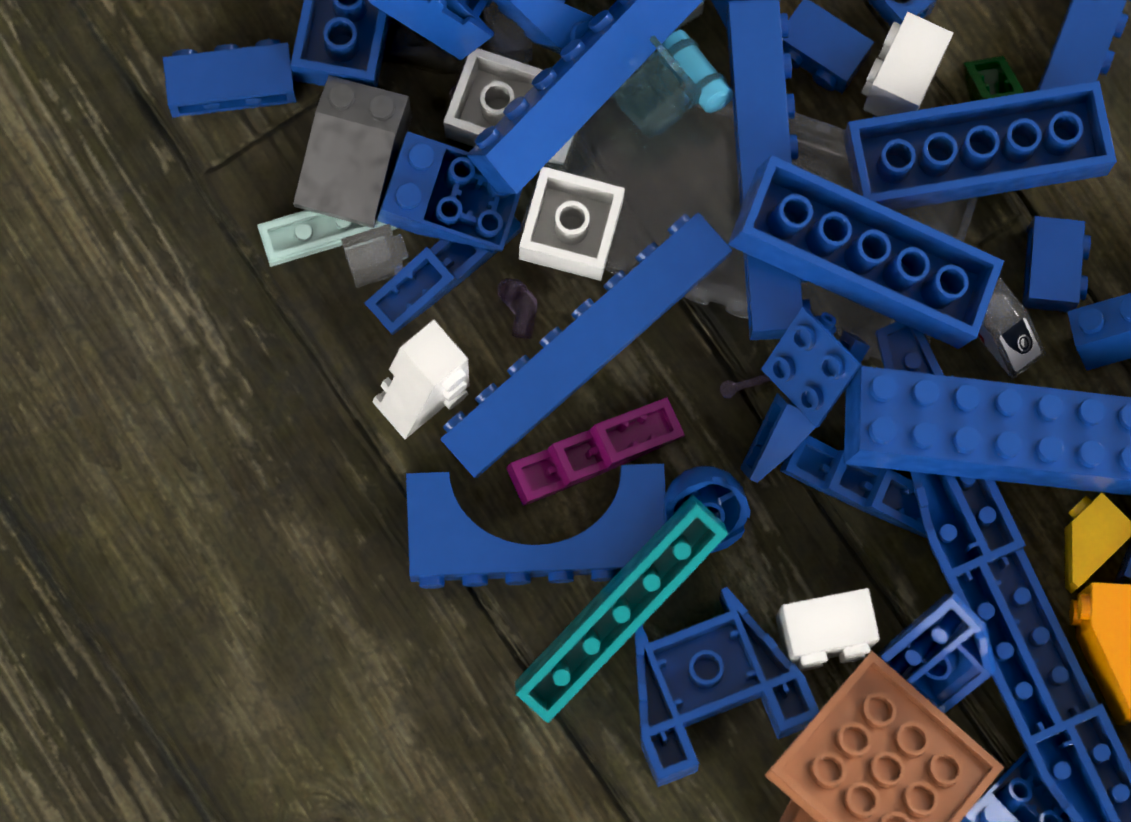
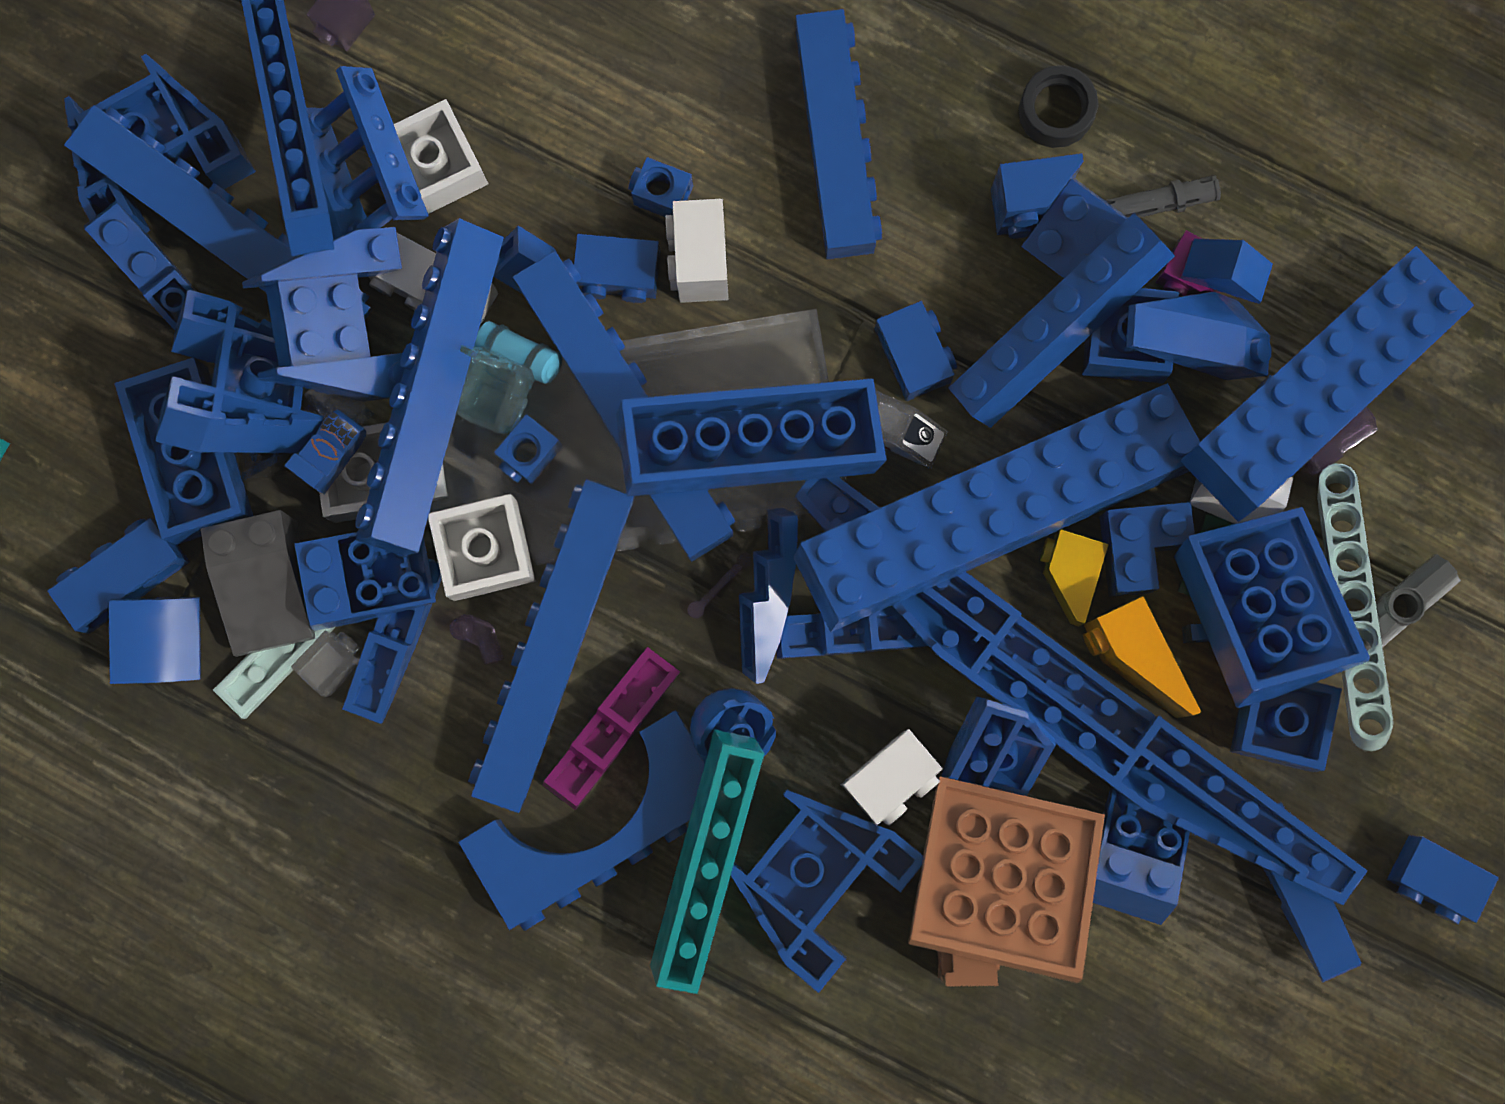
camera: 20 degrees left, 5 degrees up
(232, 151) = (154, 640): none -> blue slope
(427, 377) = (428, 753): white wedge -> none
(480, 67) = (328, 451): none -> blue leg
(664, 145) = (527, 432): none -> blue brick
(811, 365) = (756, 559): blue hinge -> none
(981, 147) = (799, 287): blue brick -> none
(990, 79) = (782, 226): dark green slope -> none

